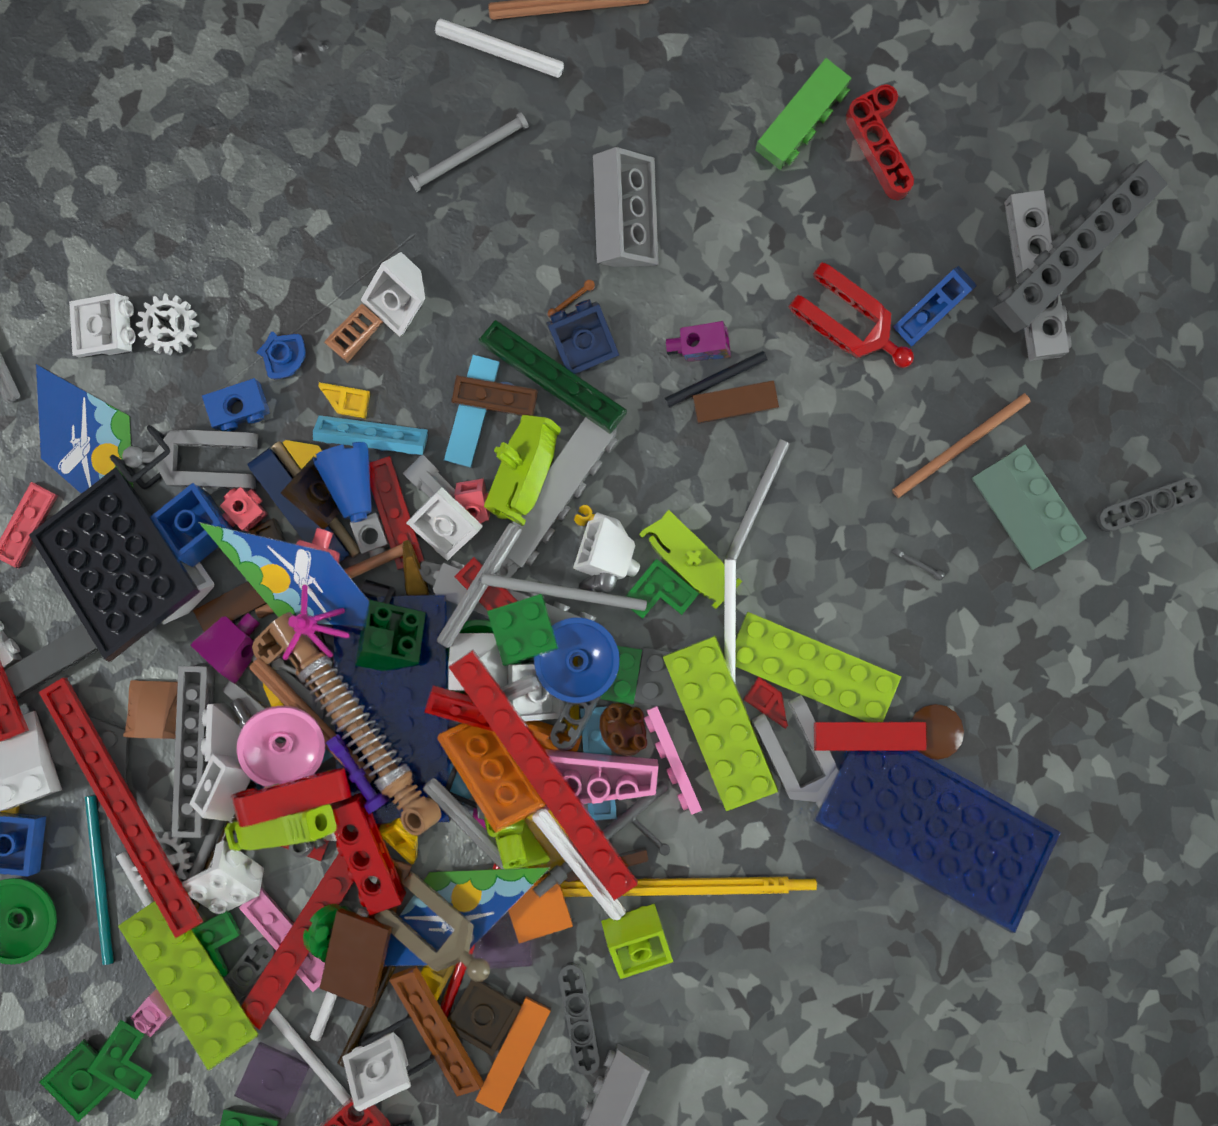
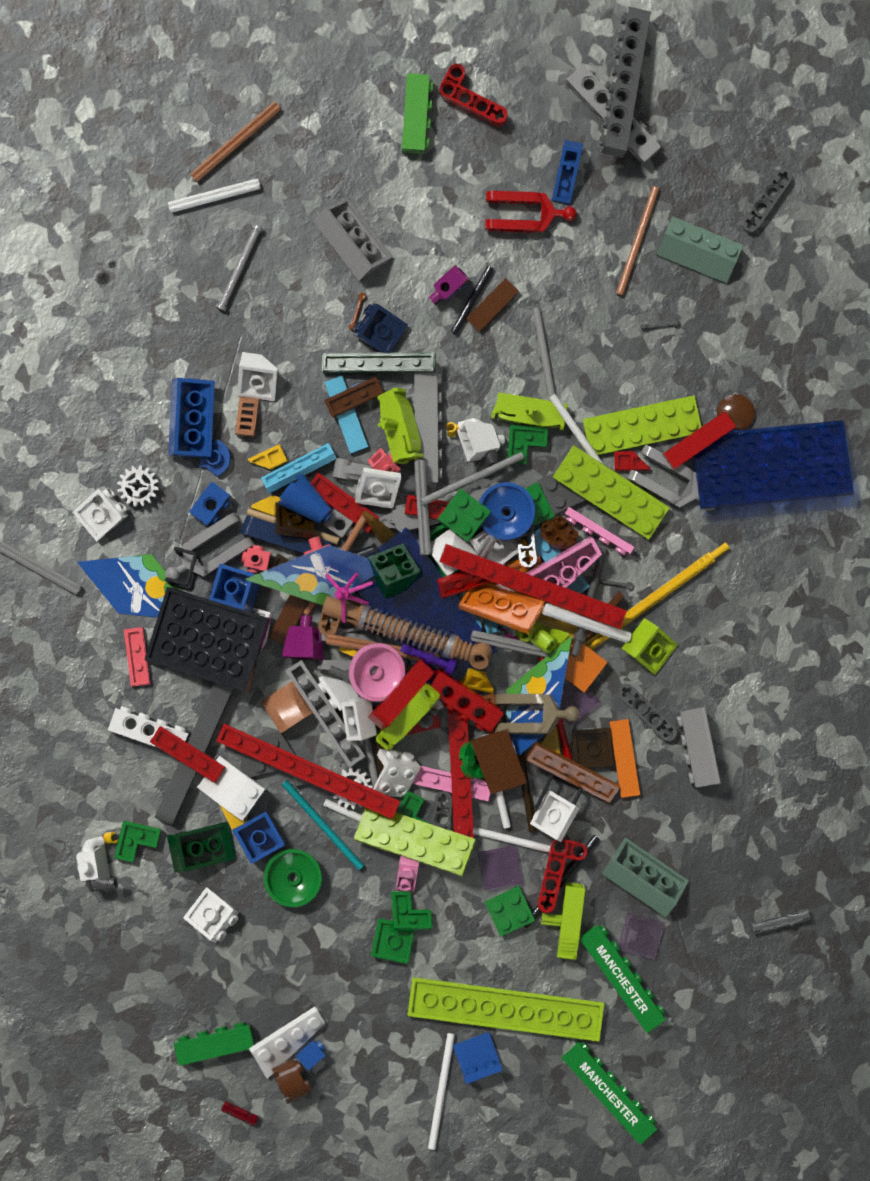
camera: 30 degrees left, 0 degrees up
(286, 287) = (191, 417): none -> blue slope

